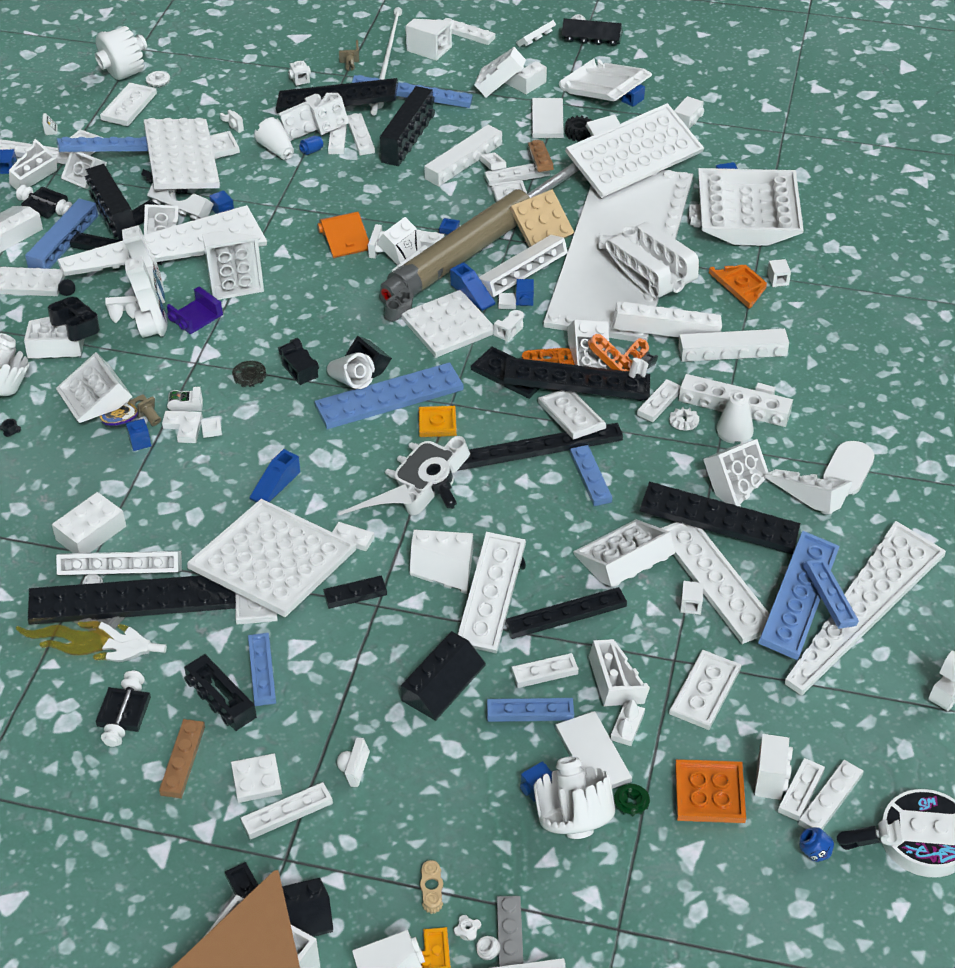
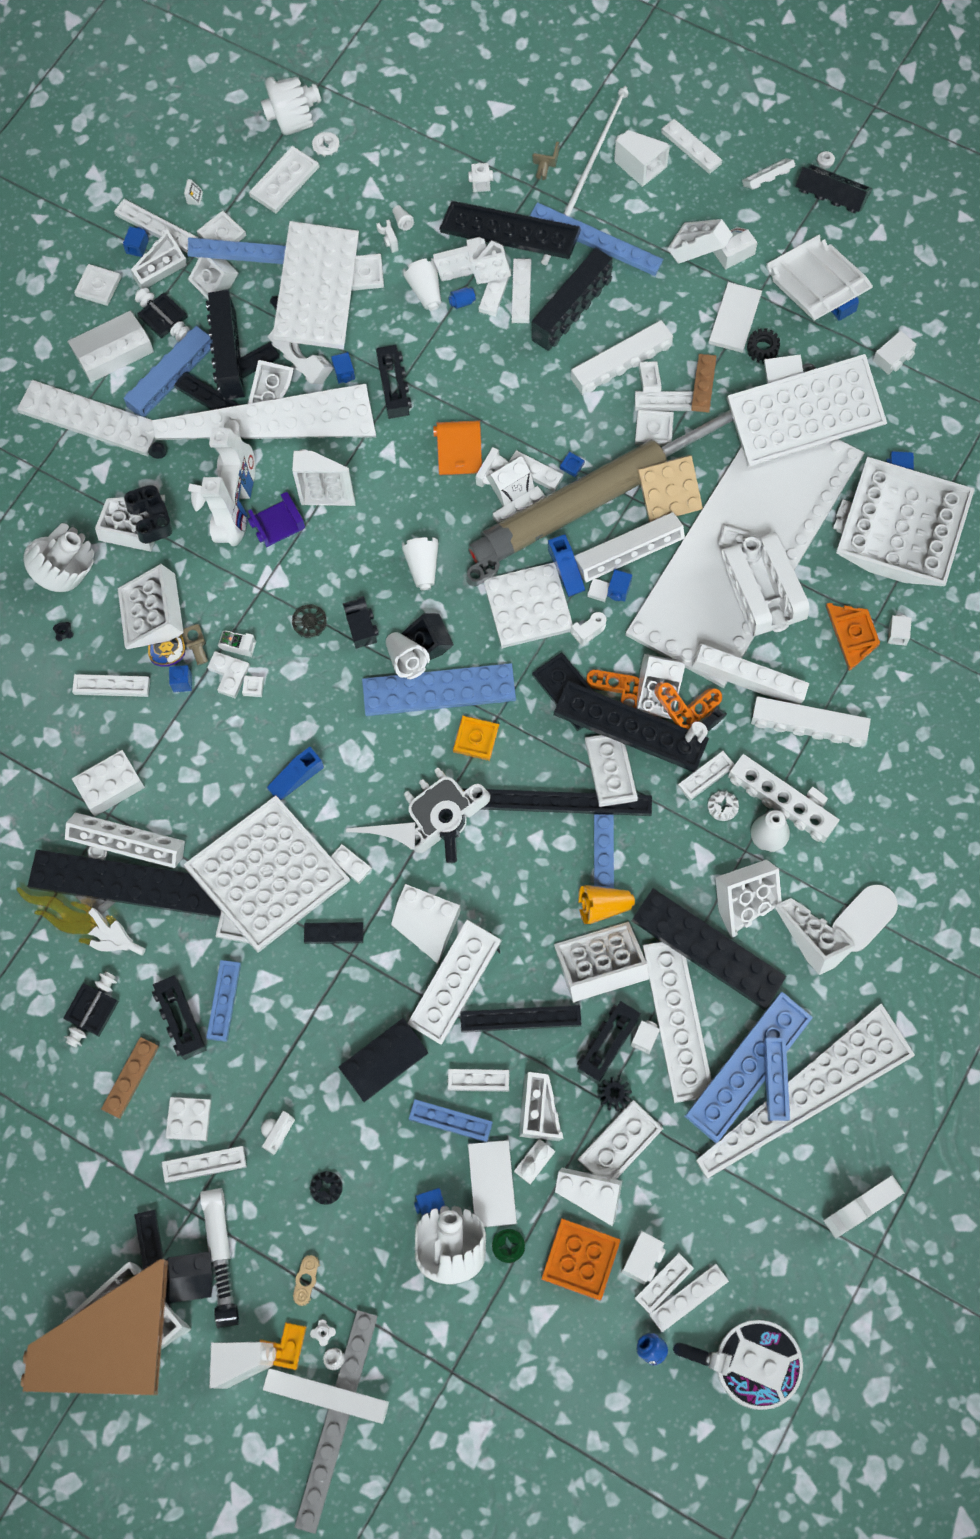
camera: 20 degrees right, 25 degrees up
(70, 455) = (111, 685): none -> white plate
(241, 108) = (403, 219): none -> white cone
(281, 216) = (398, 407): none -> black brick
(310, 846) = (213, 1207): none -> piece
(339, 305) = (422, 560): none -> white cone
(423, 807) = (335, 1189): none -> black gear
(606, 505) = (603, 903): none -> light orange cone
(649, 631) = (591, 1070): none -> black brick
(682, 648) = (606, 1092): none -> black gear
(696, 728) = (591, 1192): none -> white wedge

